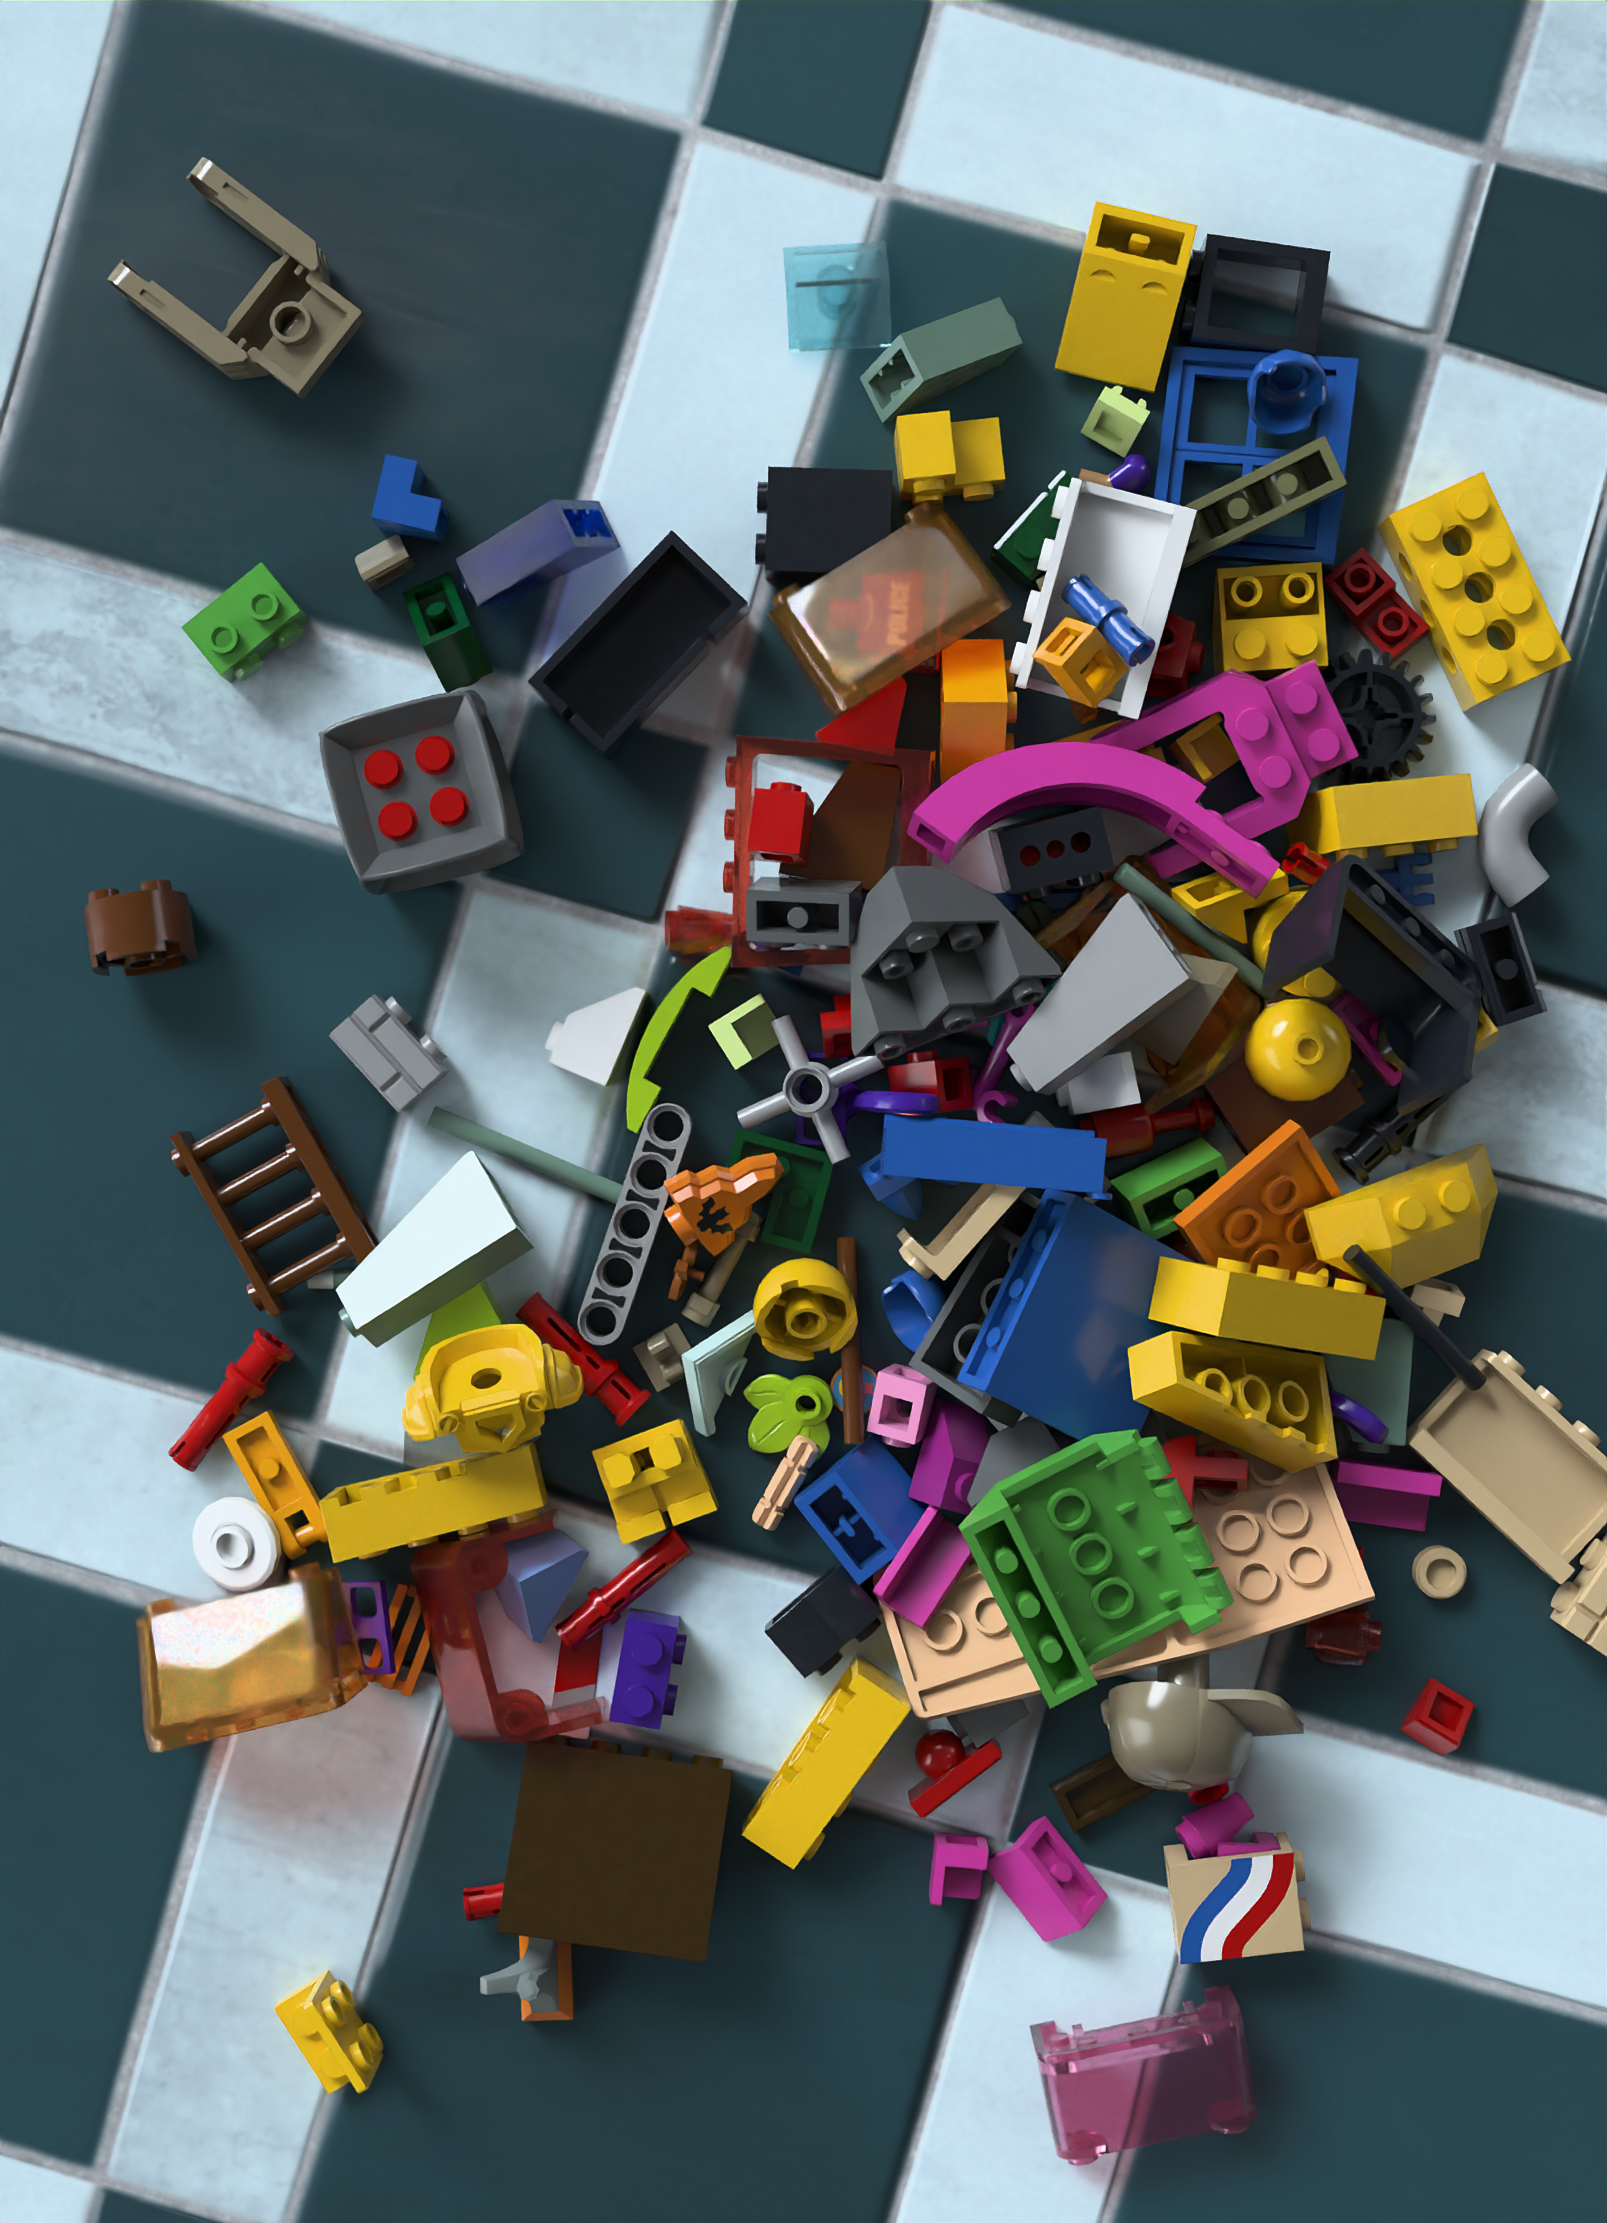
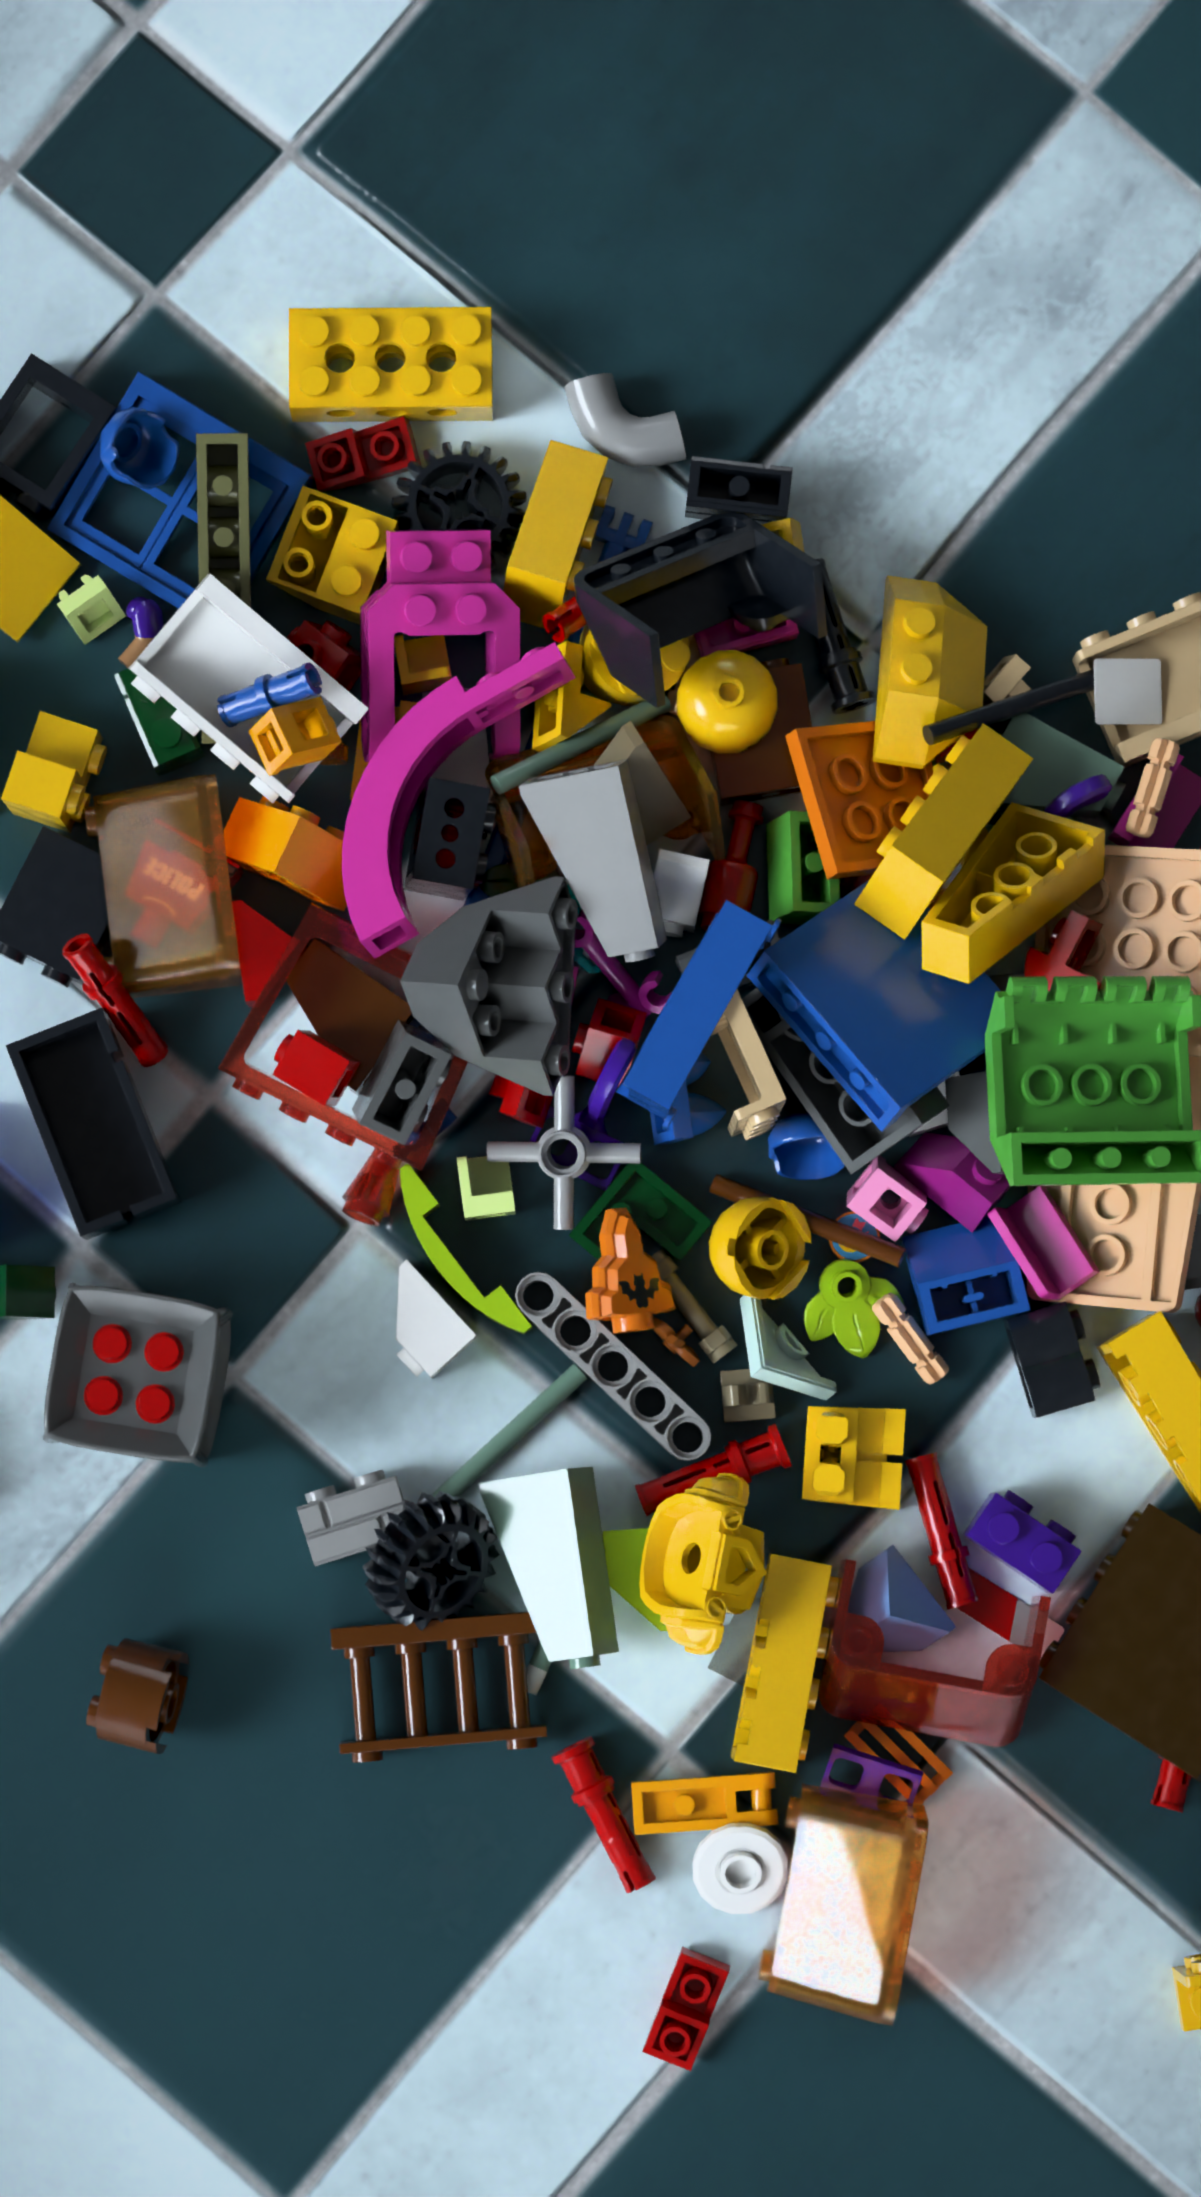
camera: 75 degrees left, 5 degrees down
(90, 1551) = (686, 2008): none -> red slope
(386, 1129) = (424, 1550): none -> black gear
(769, 595) = (105, 985): none -> red pin
(1397, 1481) = (1152, 787): none -> light nougat axle
(1476, 1415) = (1127, 691): none -> white sticker

